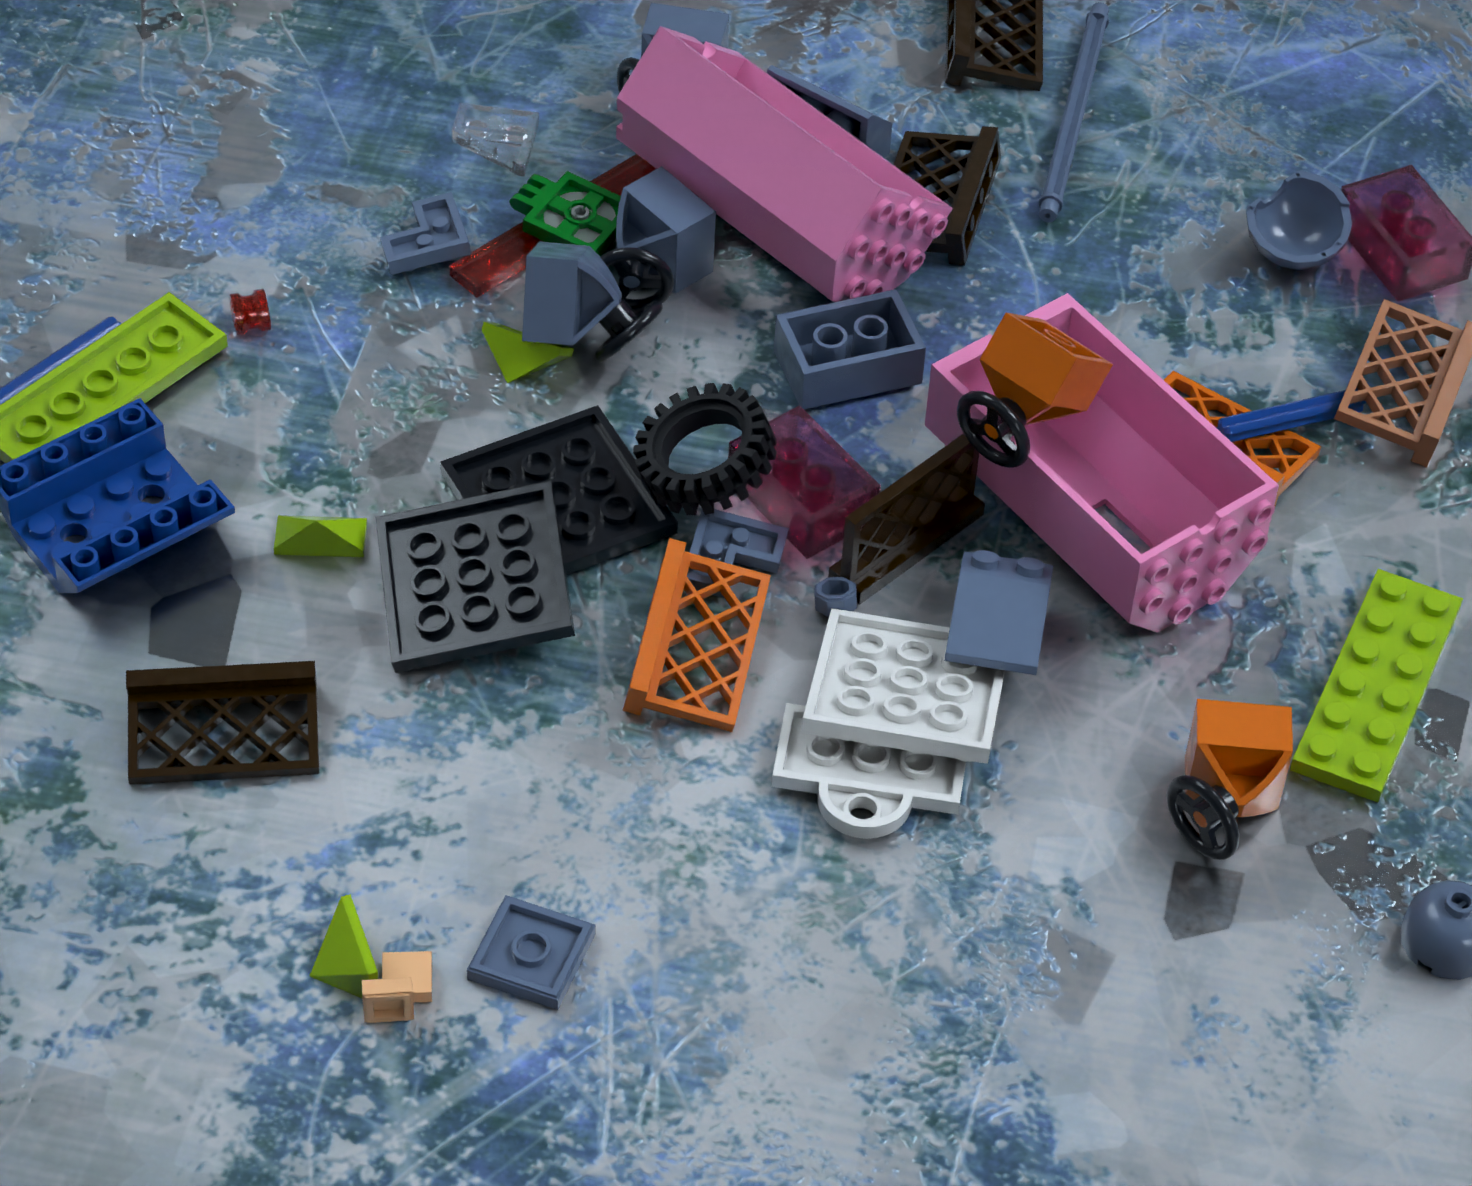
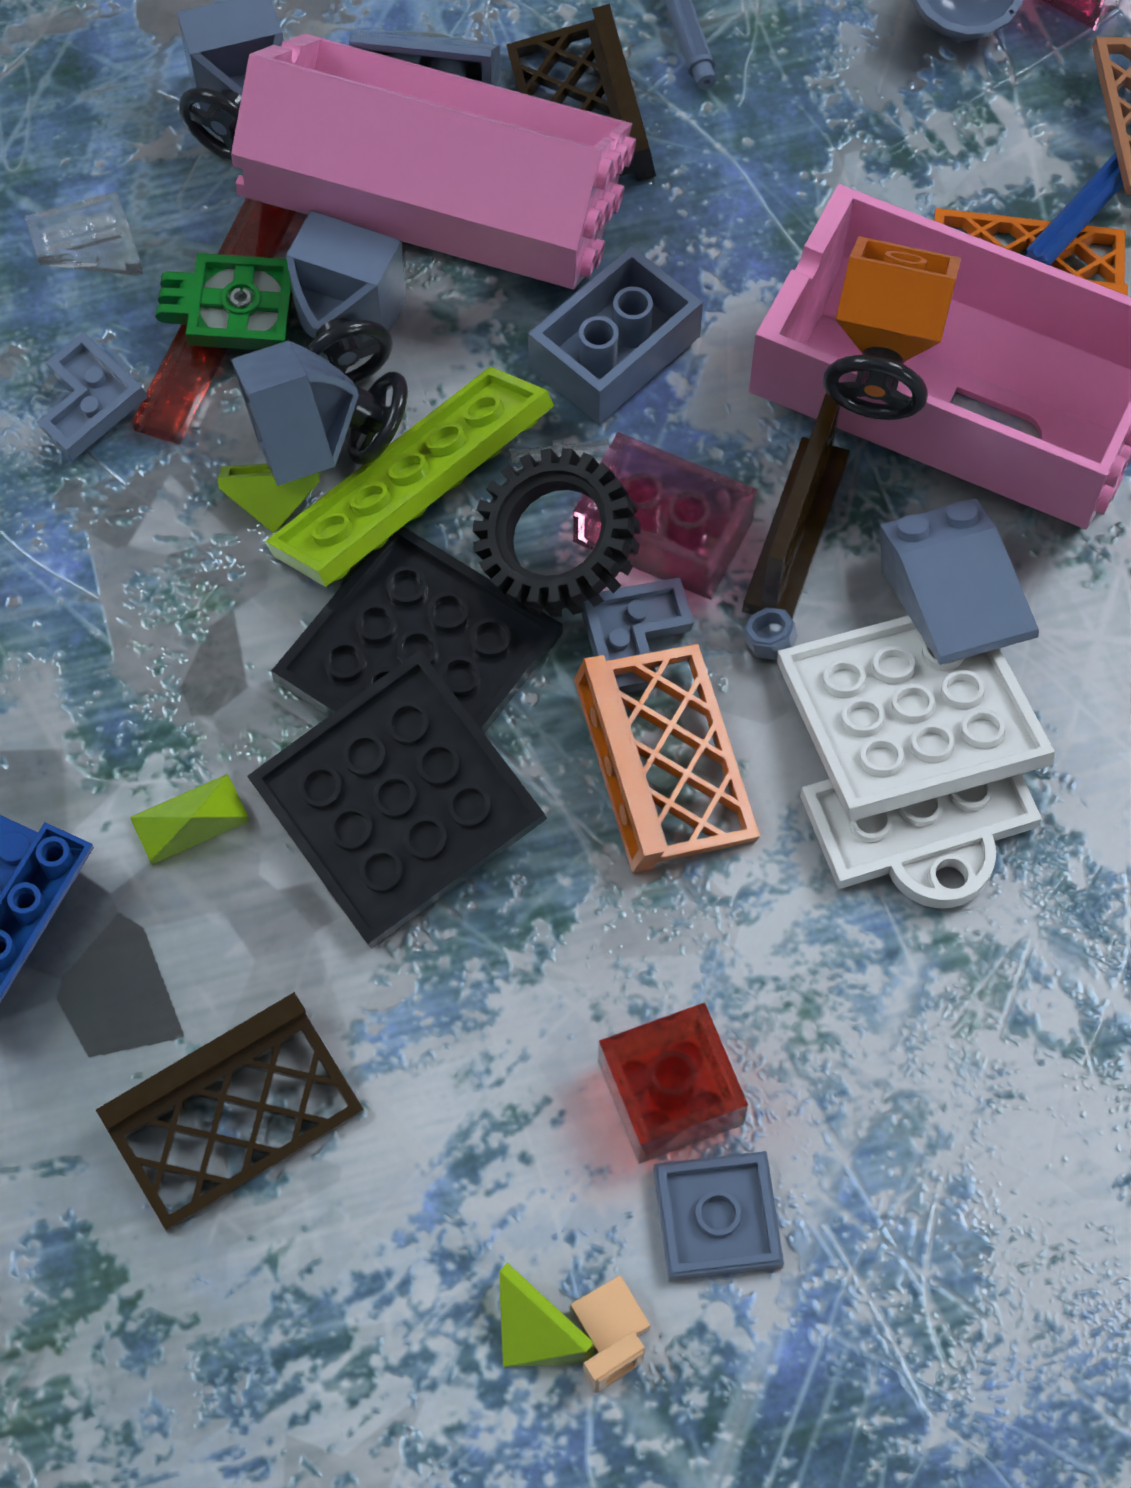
camera: 25 degrees left, 15 degrees up
(550, 842) = (672, 1082): none -> clear red brick
(629, 377) = (409, 475): none -> lime plate

